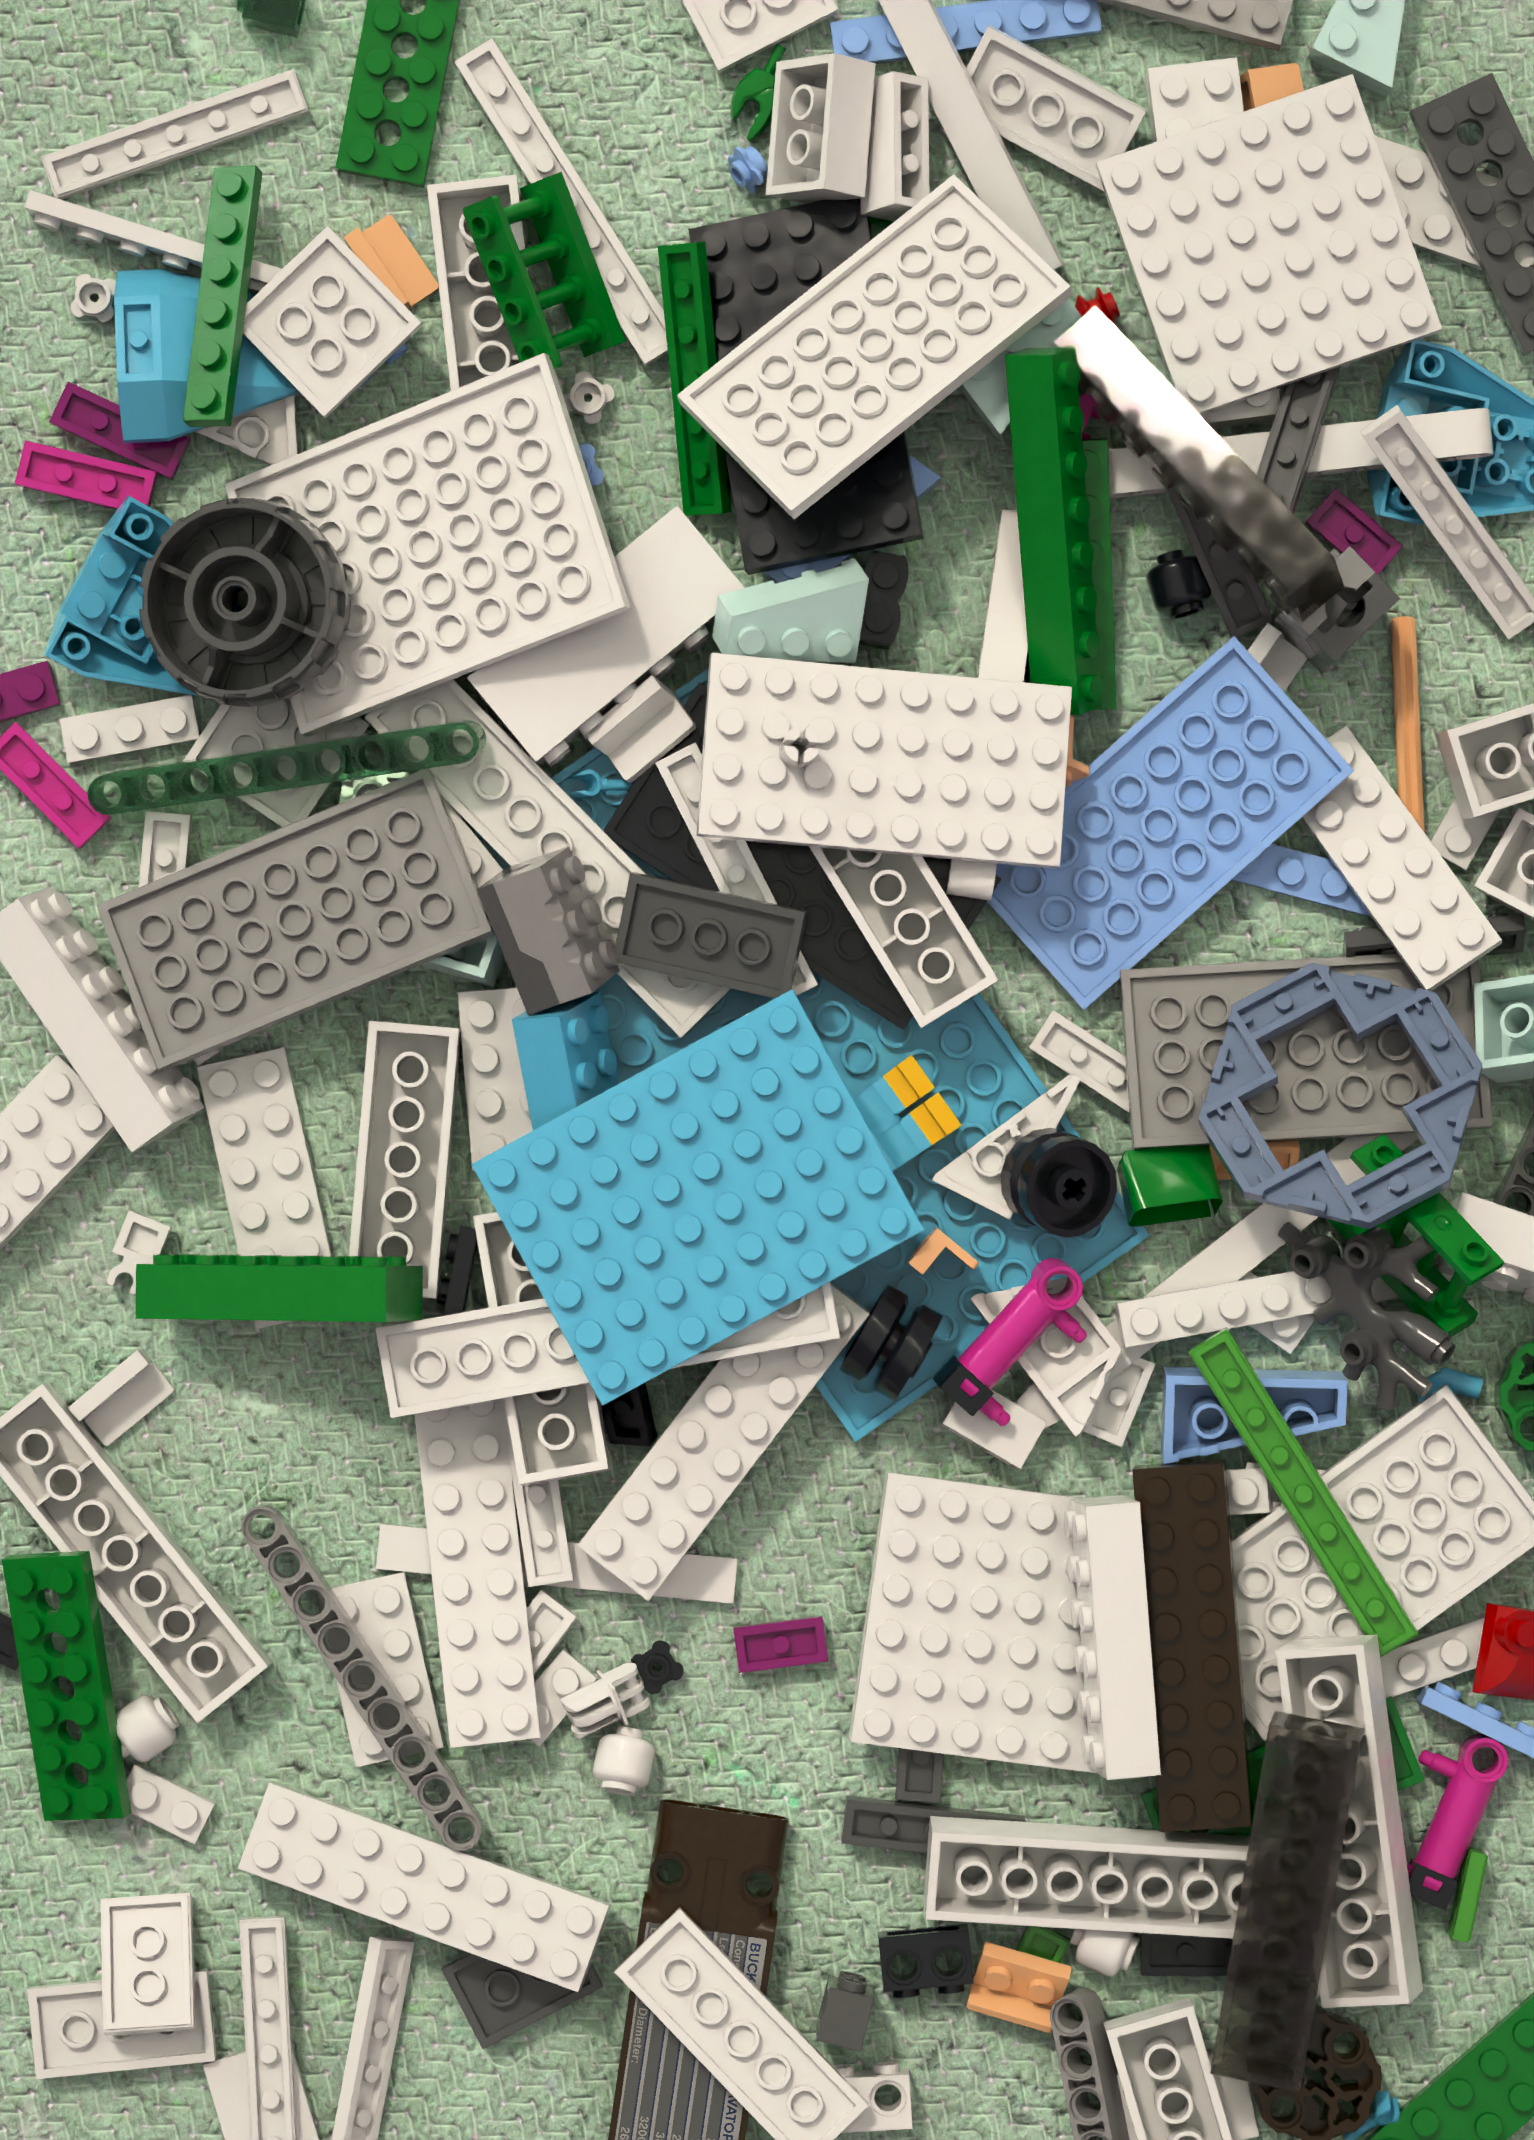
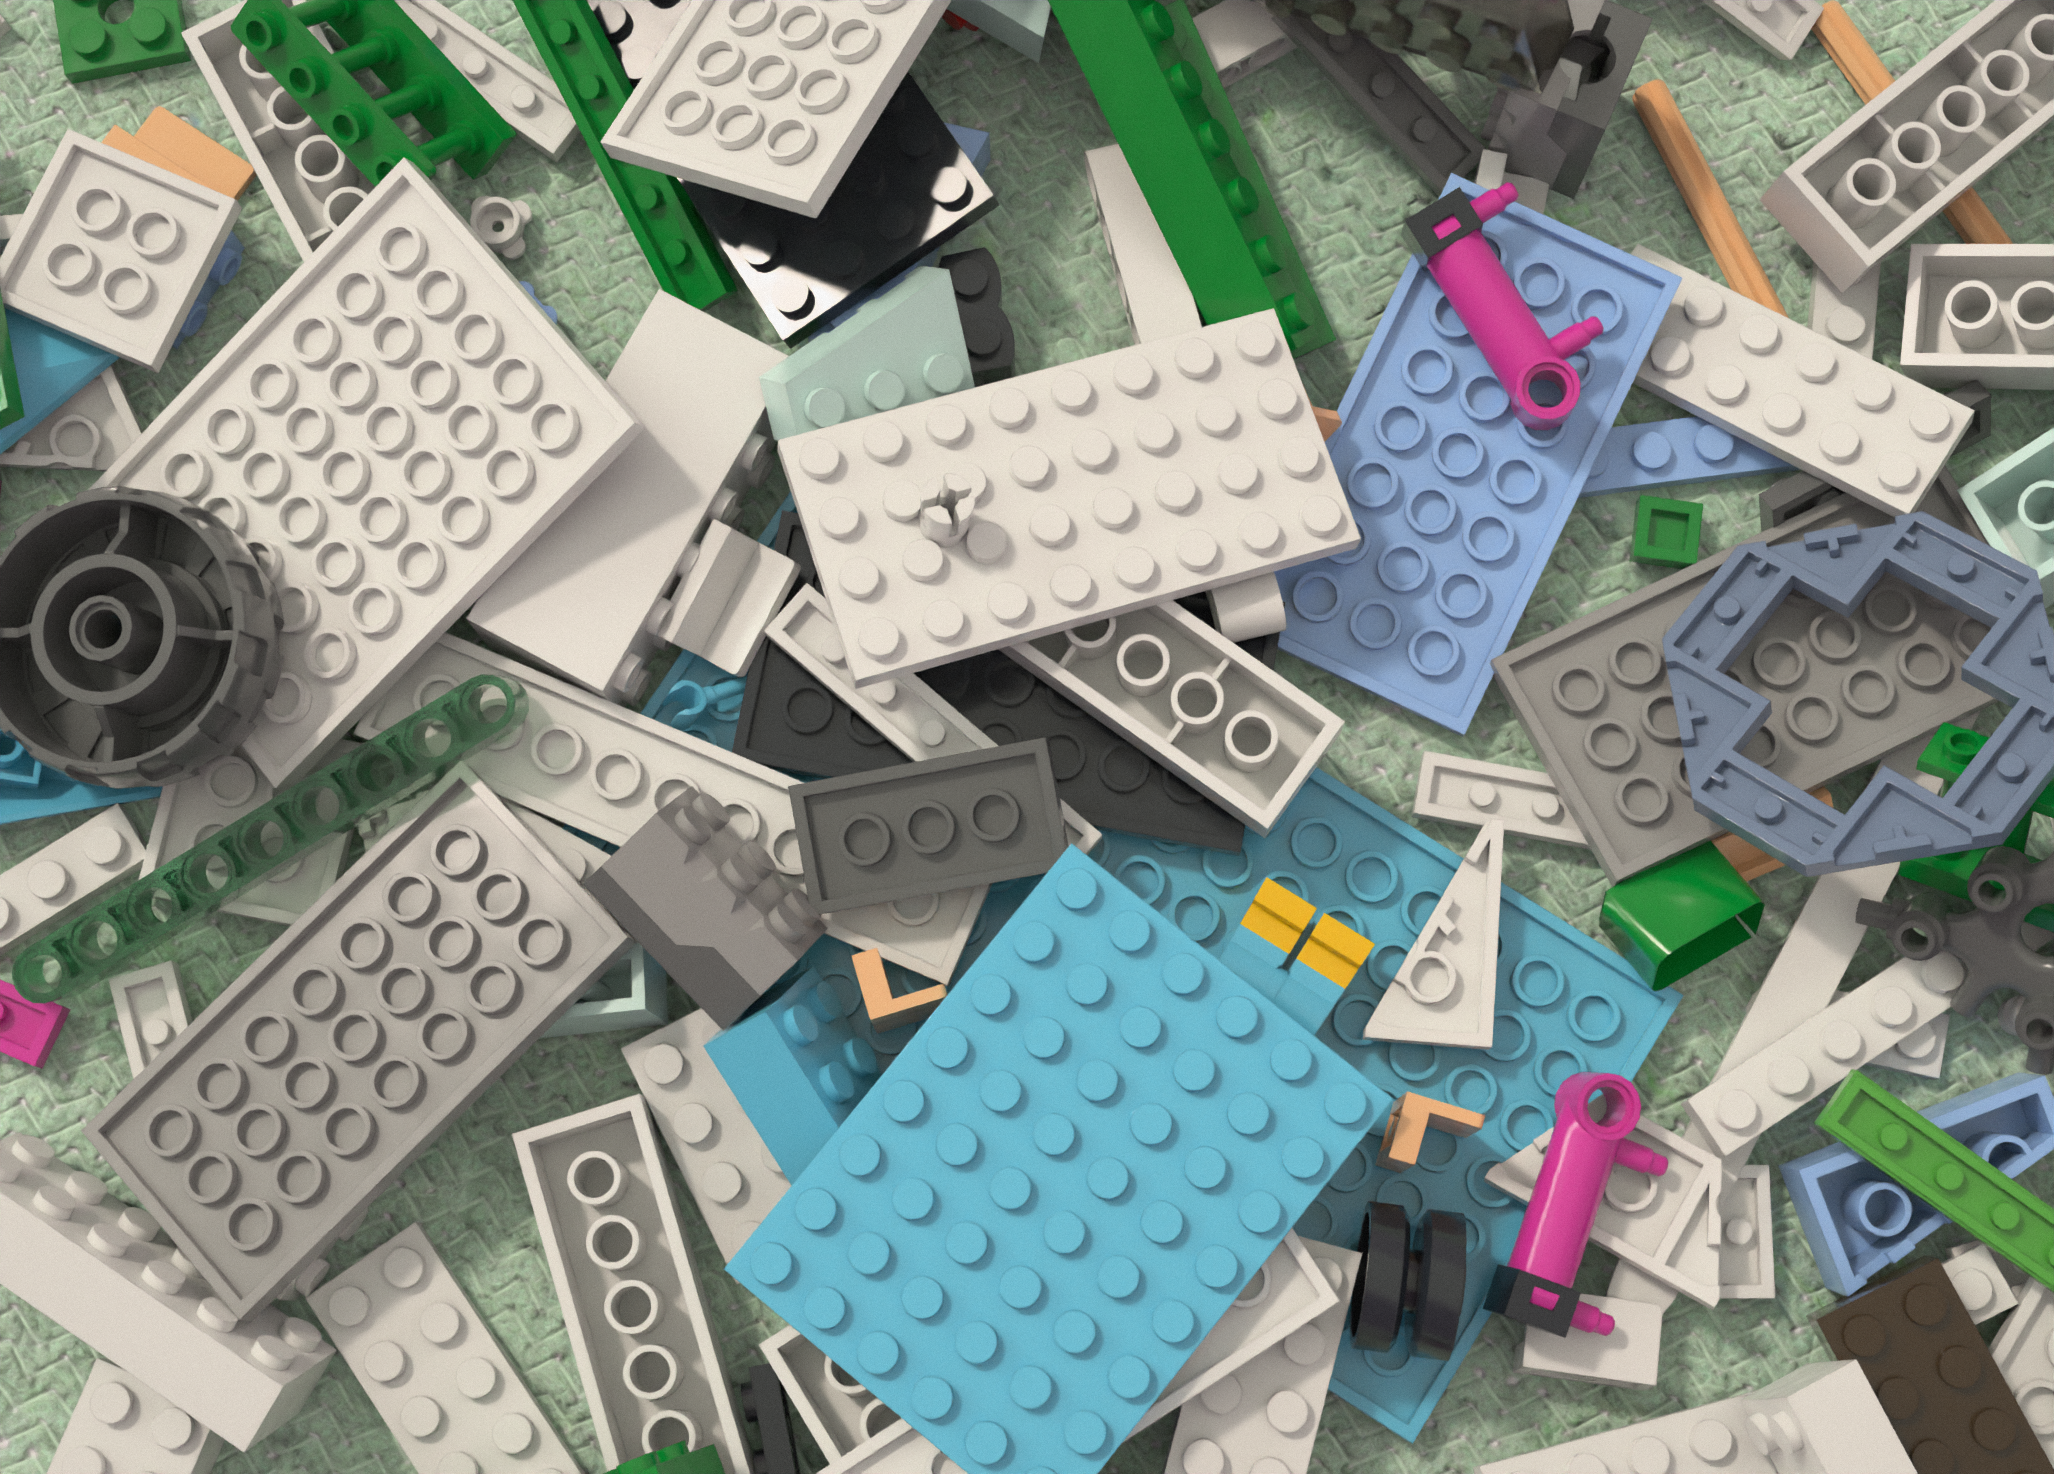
camera: 20 degrees left, 10 degrees down
(634, 1031) = (884, 1009): none -> light nougat panel
(1058, 1182) = (1539, 966): black wheel -> none
(1178, 585) = (1348, 153): black head -> none
(1218, 739) = (1451, 246): none -> dark pink piece
(1276, 929) = (1666, 532): none -> green plate

